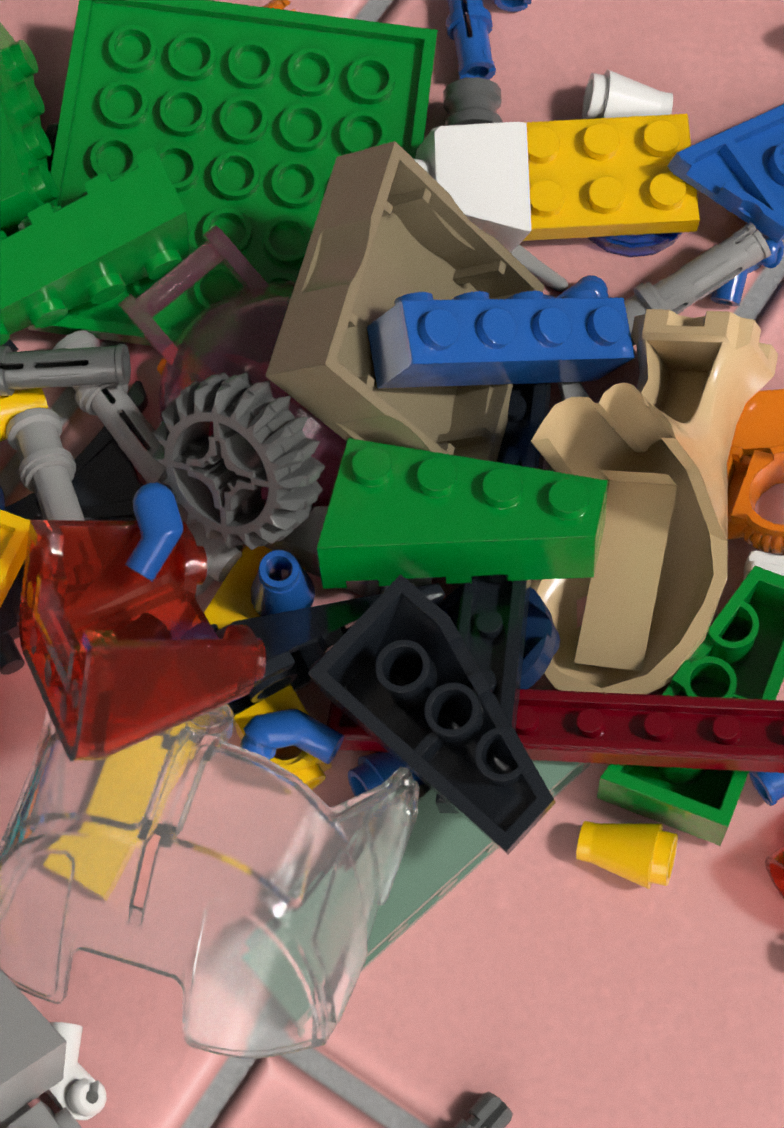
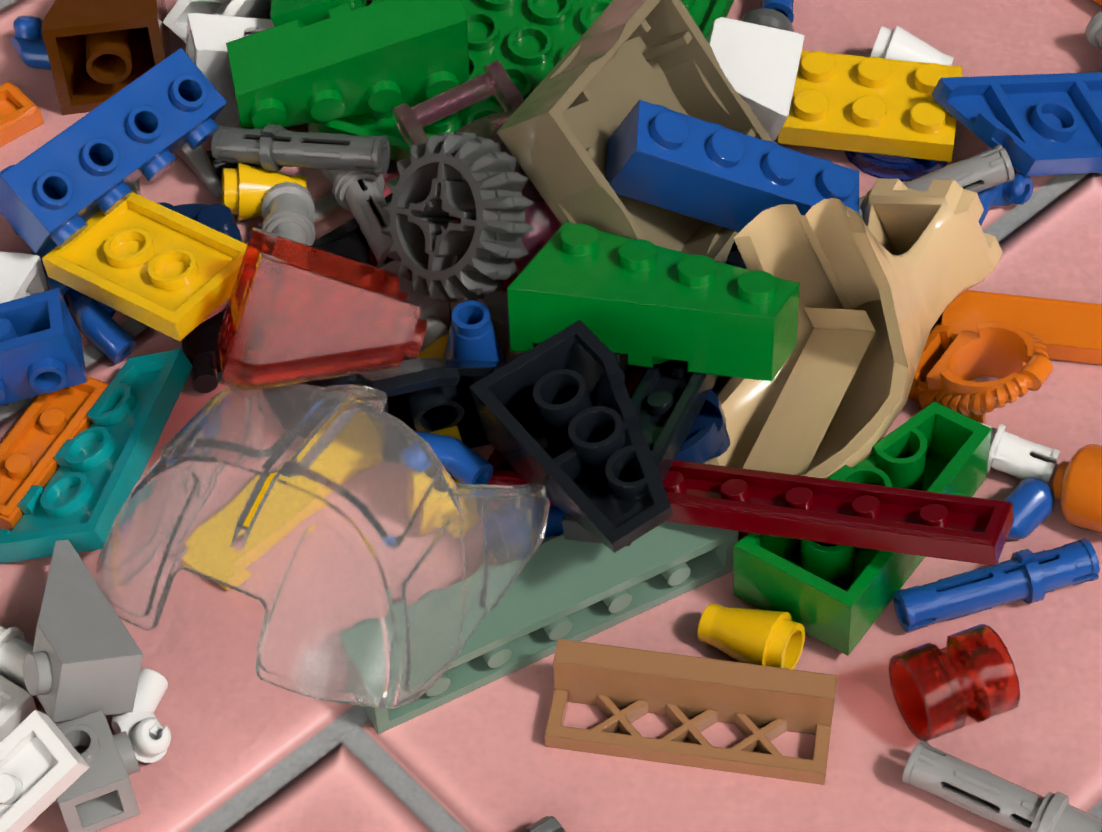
camera: 15 degrees right, 20 degrees down
(159, 527) = (369, 256): blue arm -> none
(591, 923) = (693, 689): none -> medium nougat fence

